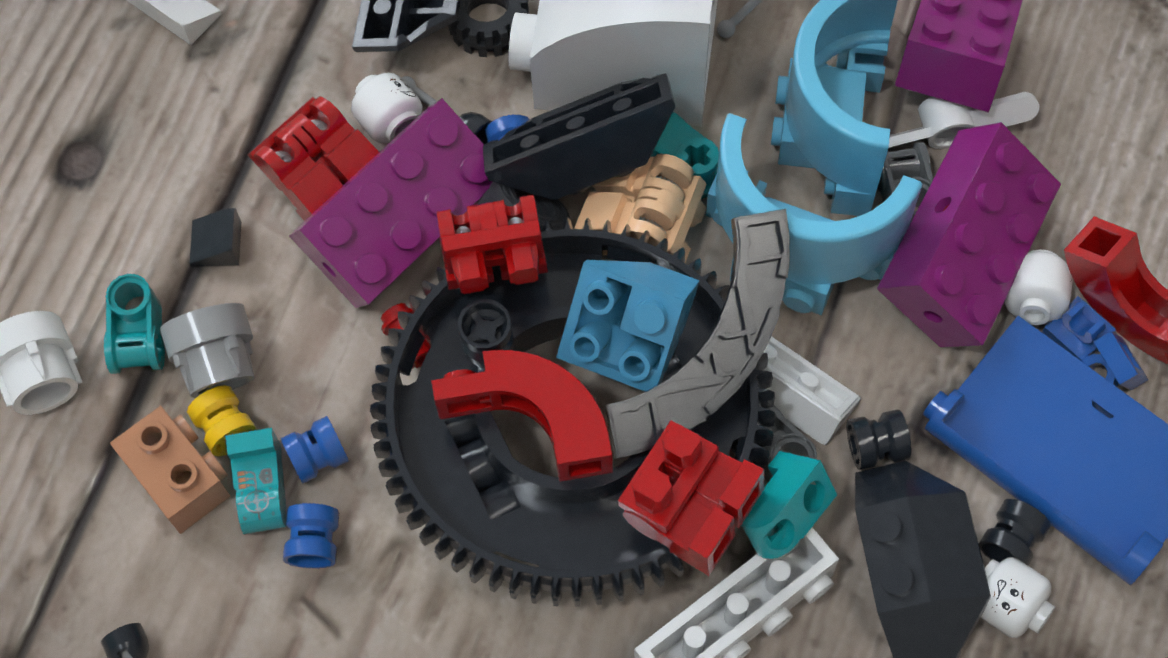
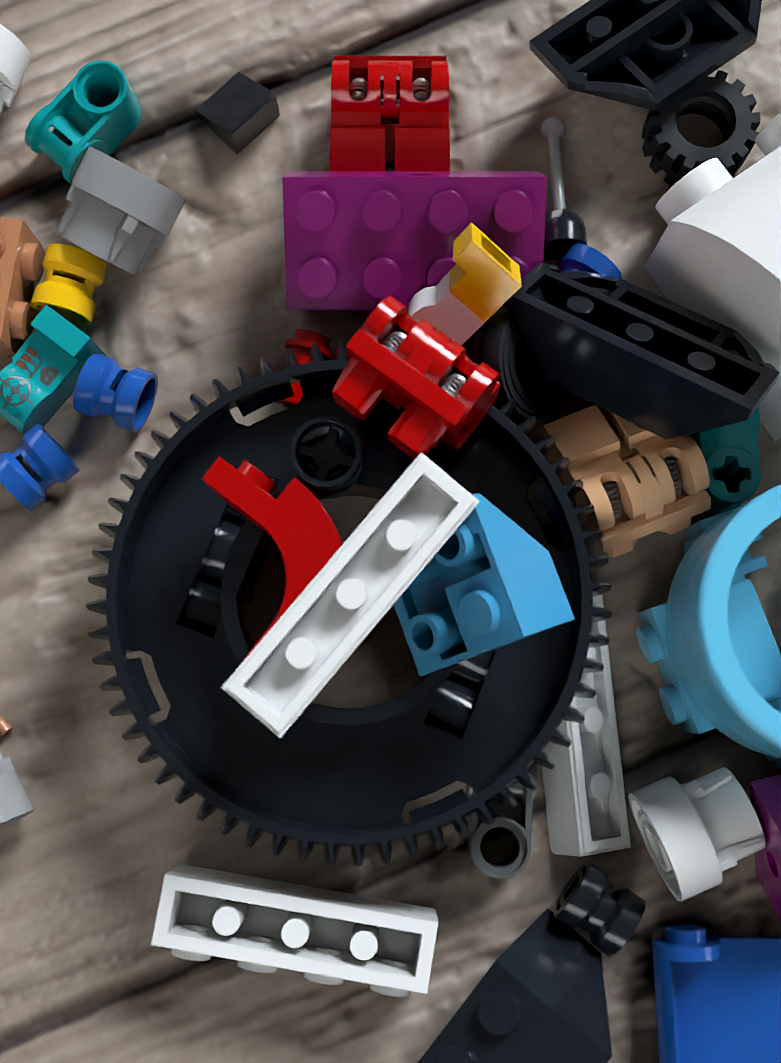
camera: 45 degrees right, 15 degrees up
(385, 106) = (506, 130): white head -> none
(463, 182) = (470, 290): none -> yellow leg
(577, 369) = (350, 595): none -> white slope
(662, 502) = (313, 831): red hips -> none
(731, 348) = (533, 713): tile -> none
(788, 504) = (430, 901): teal leg -> none
(878, 345) = (696, 829): none -> white piece

